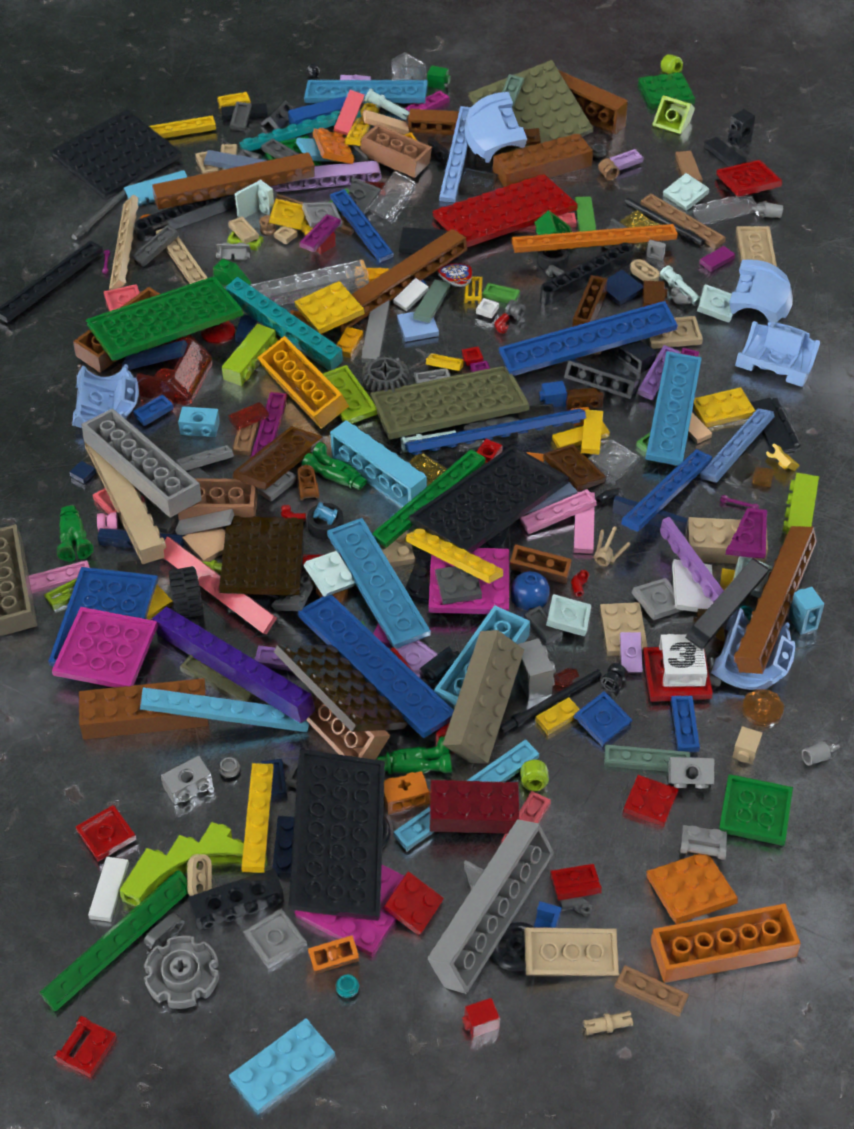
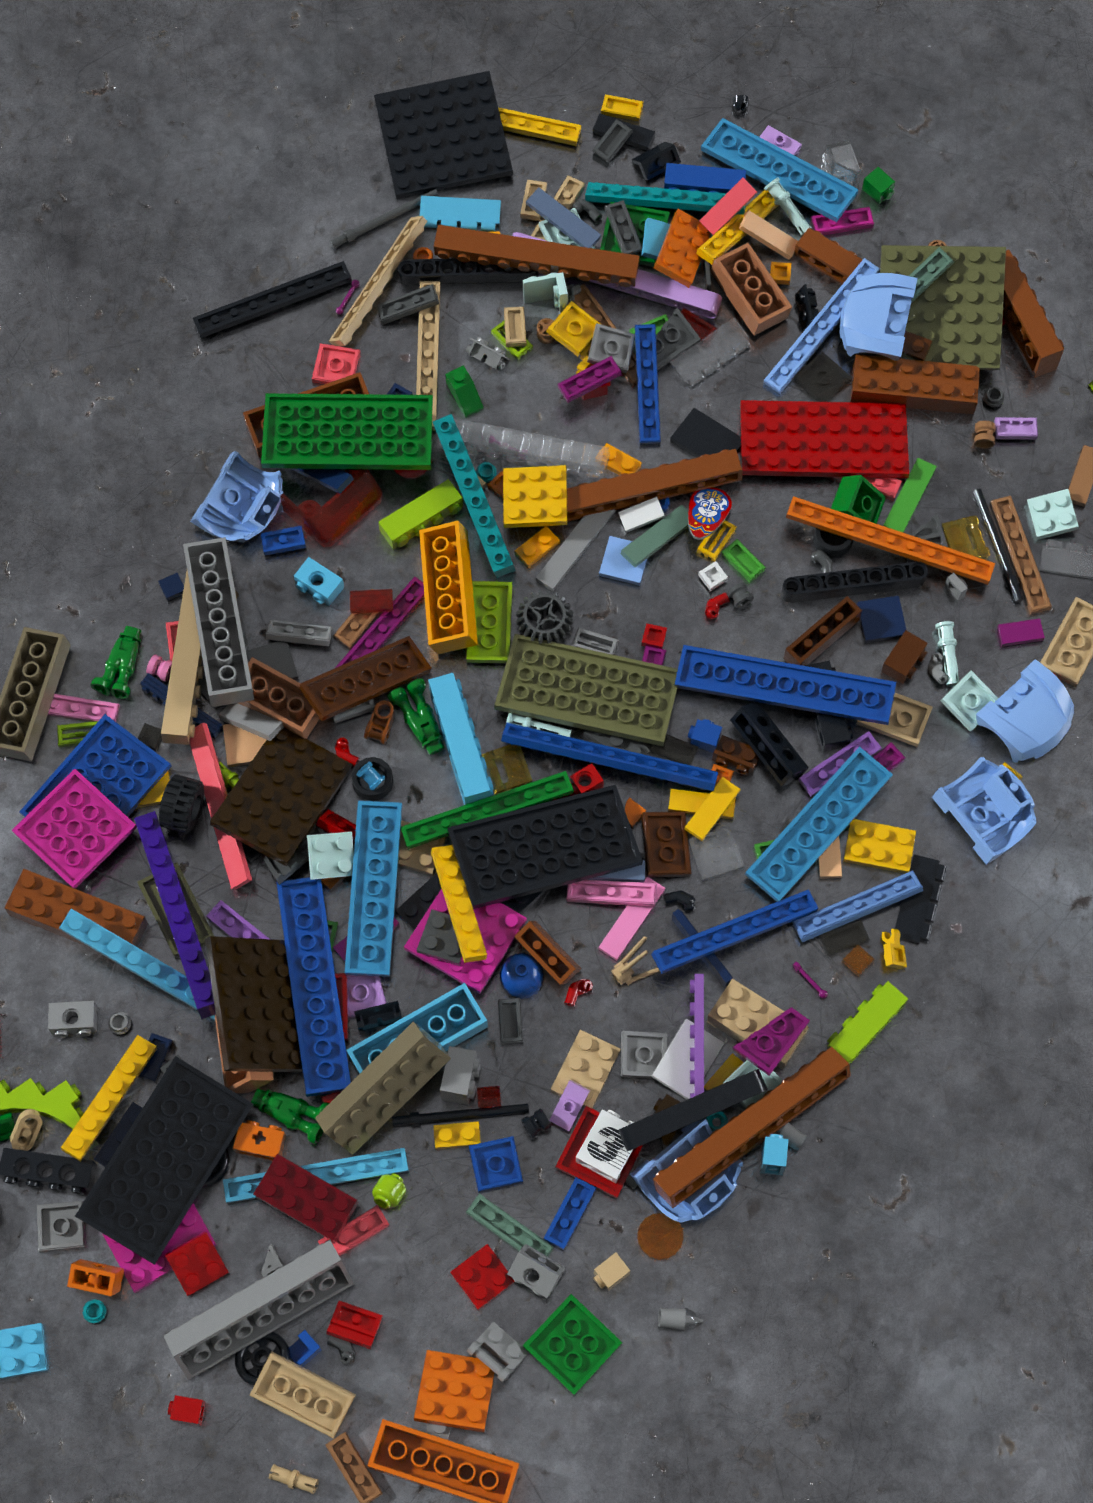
camera: 30 degrees right, 20 degrees up
(245, 326) = (438, 474): dark blue tile -> none
(285, 234) = (558, 355): tan plate -> none
(445, 362) = (620, 629): yellow tile -> none
(568, 615) = (537, 1027): light aqua plate -> none
(644, 270) = (923, 612): tan plate -> none

